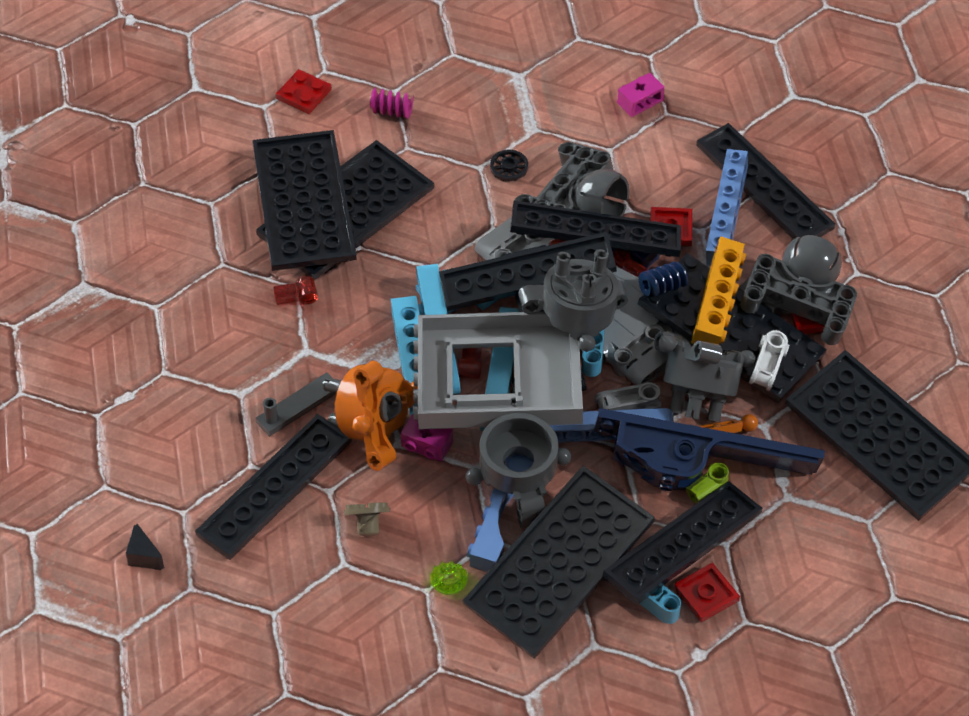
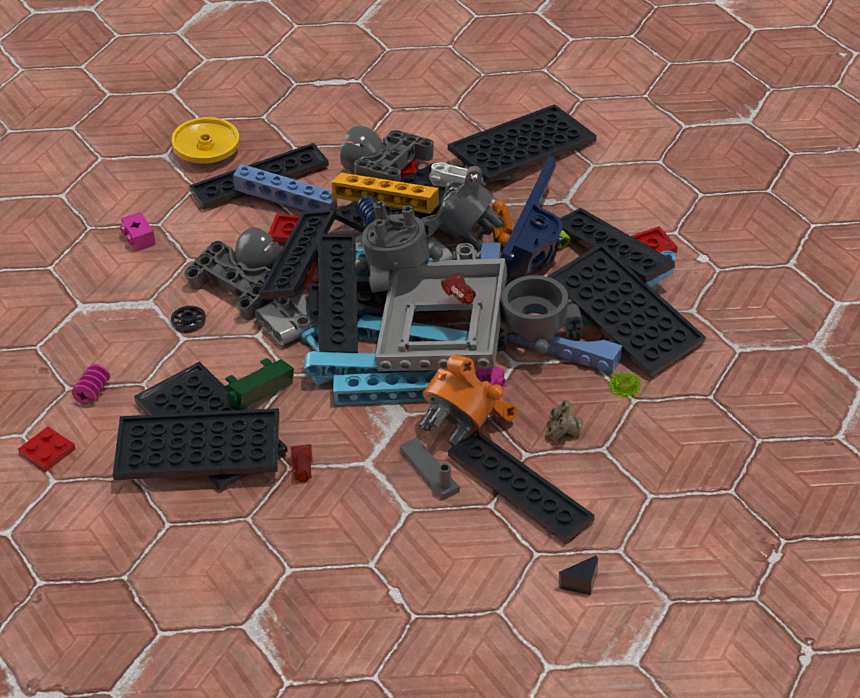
camera: 80 degrees left, 10 degrees down
(399, 236) = (259, 383): none -> dark green brick
(523, 365) = (456, 286): none -> clear red piece
(812, 121) = (205, 140): none -> yellow dish

